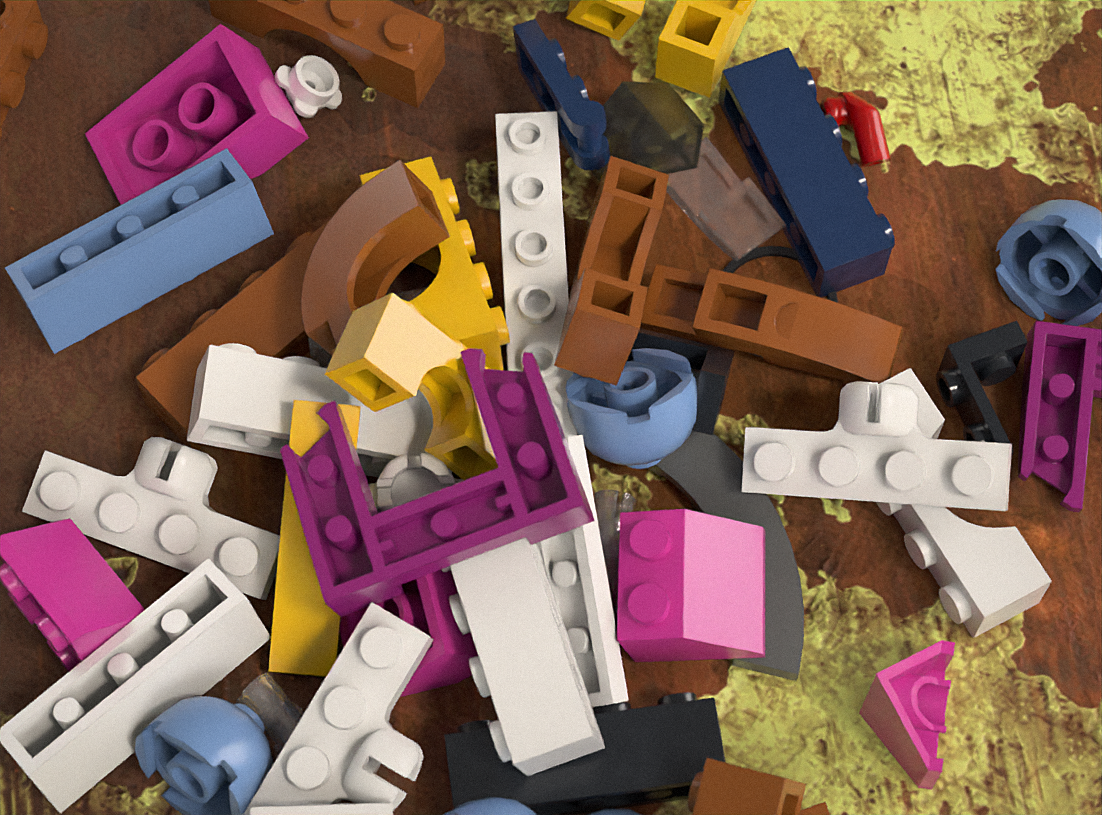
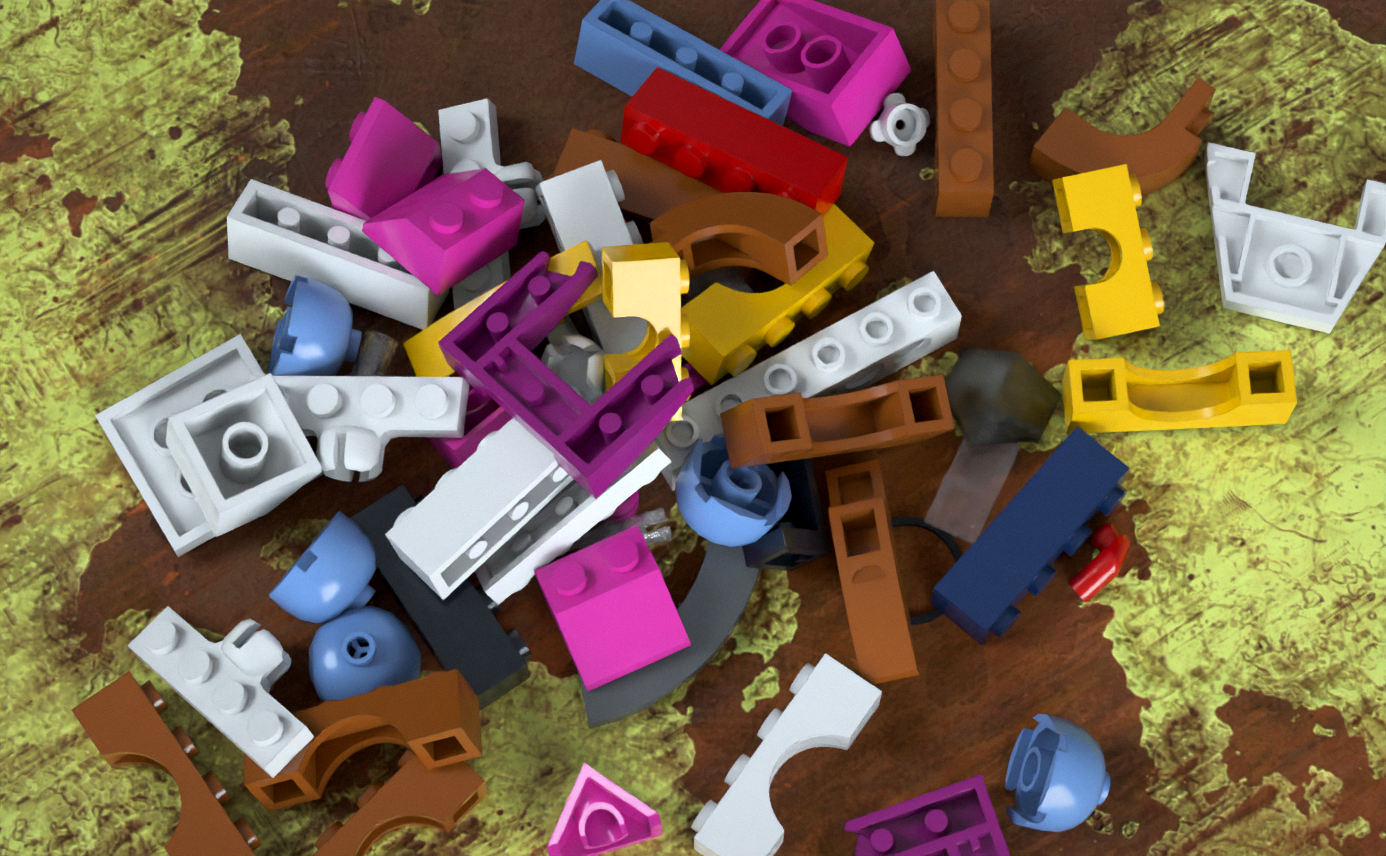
camera: 65 degrees right, 5 degrees up
(180, 542) = (450, 227): none -> dark pink slope
(252, 231) = (728, 144): none -> red brick
(546, 74) = (987, 313): dark blue plate -> none
(877, 459) = (782, 696): white plate -> none
(979, 363) = (933, 757): black bracket -> none

